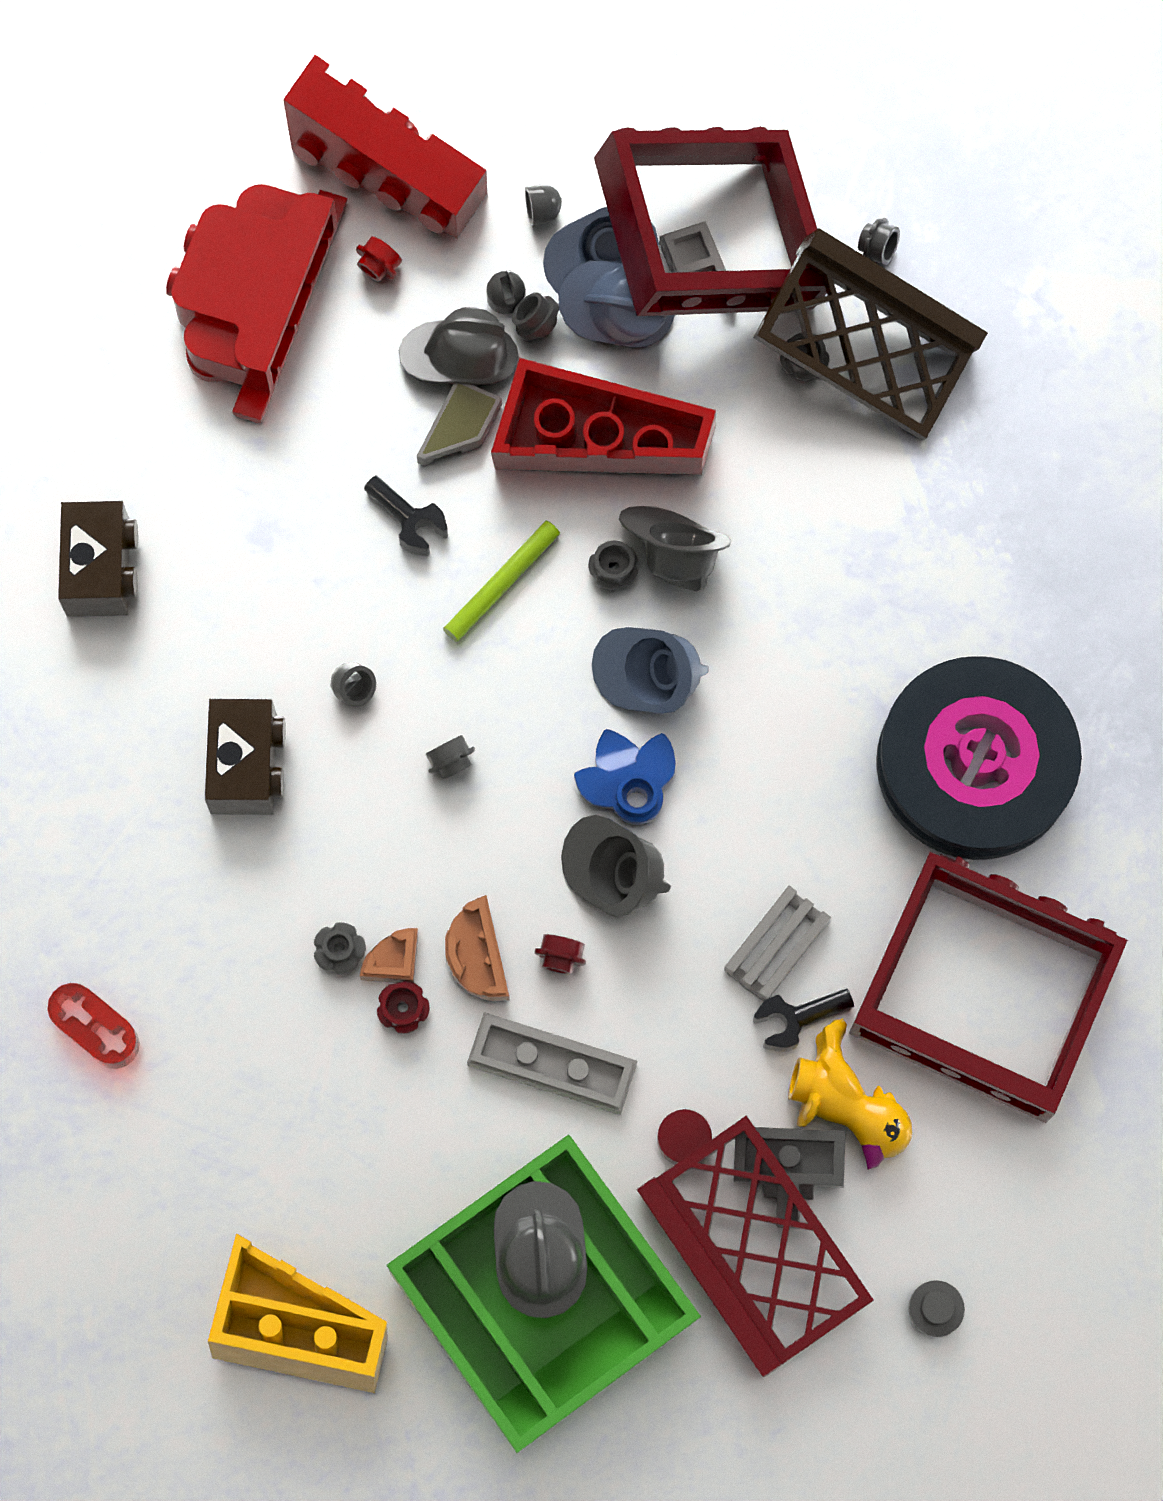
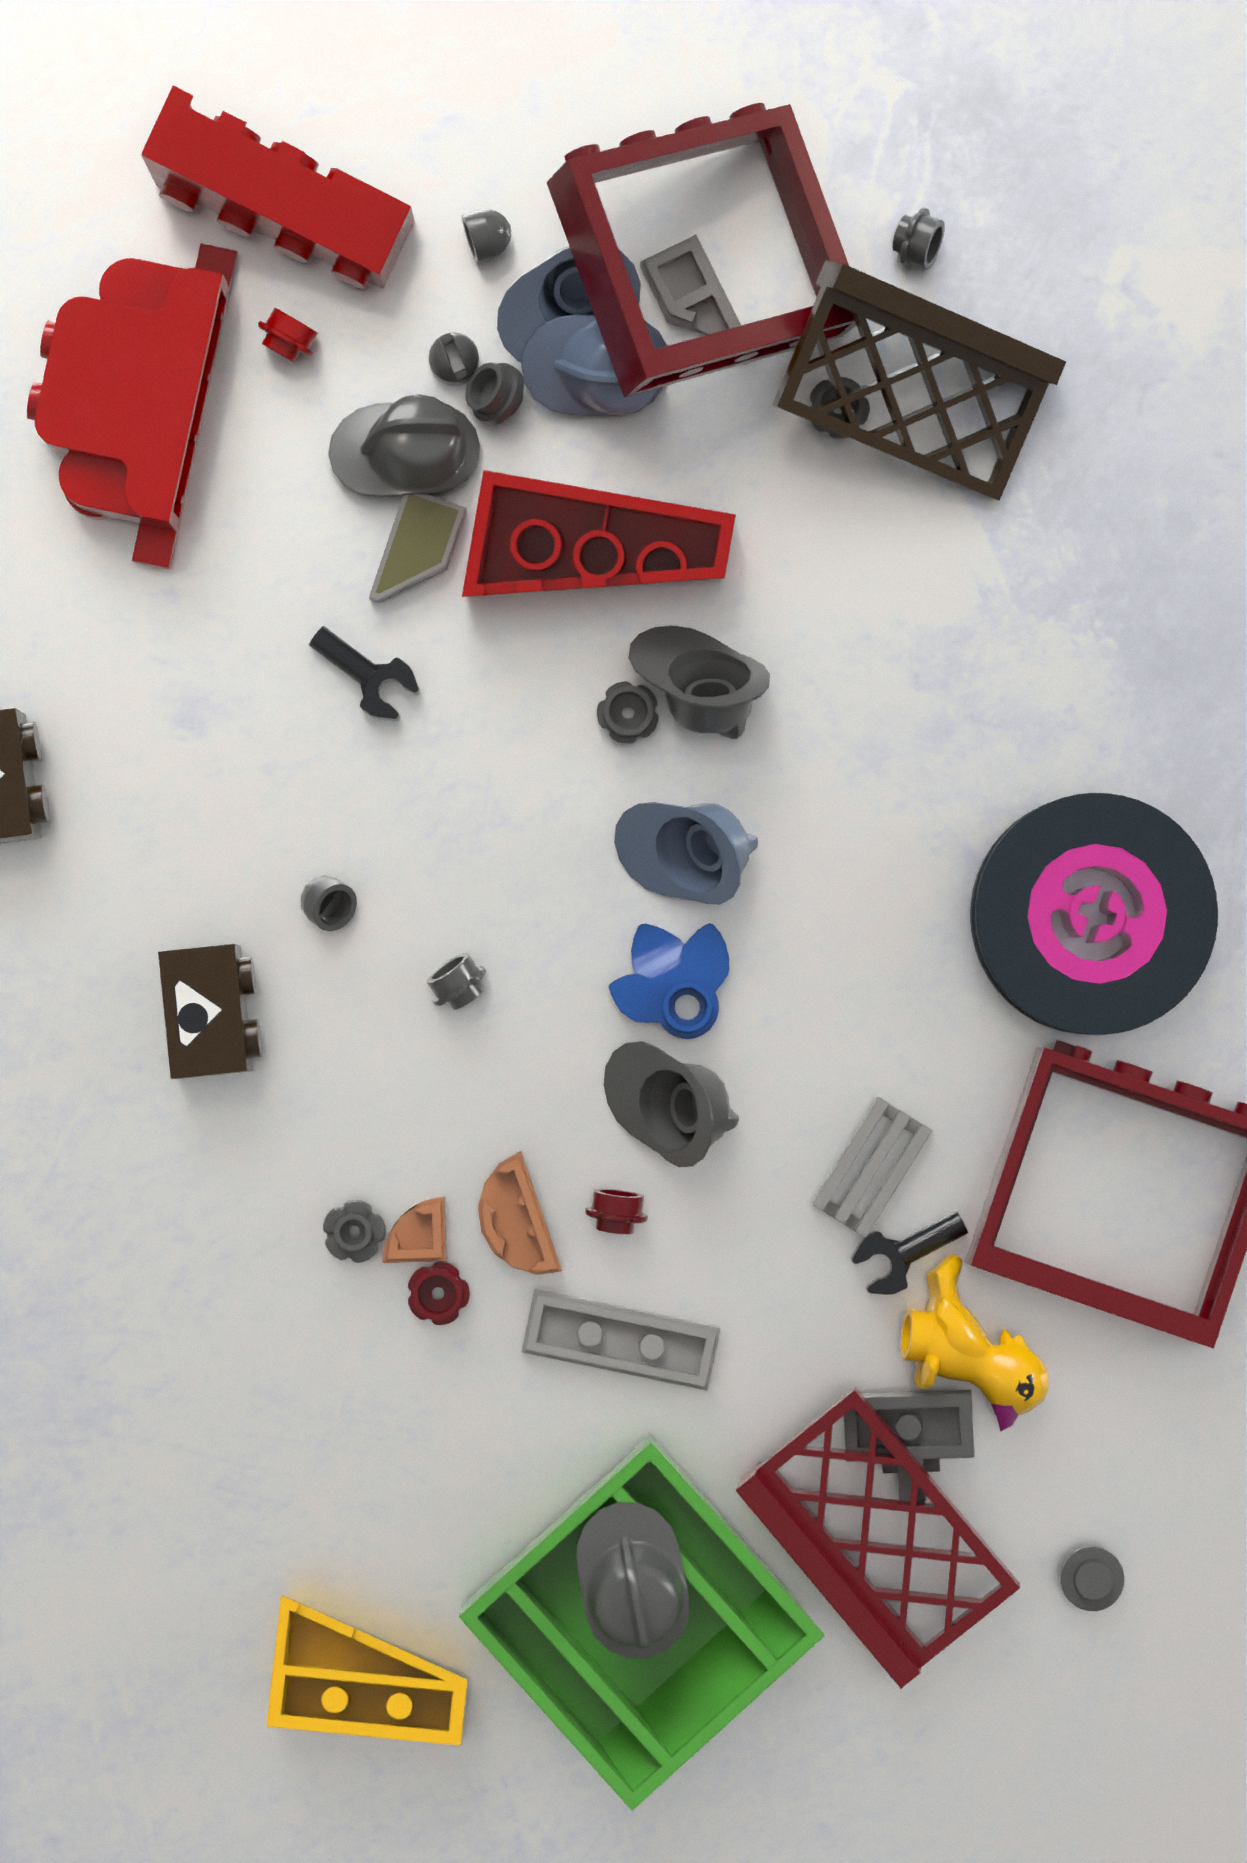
camera: 10 degrees left, 15 degrees up
(85, 1035) = (69, 1368): clear red beam -> none
(501, 581) = (493, 746): lime bar -> none
(682, 1134) = (783, 1410): dark red tile -> none

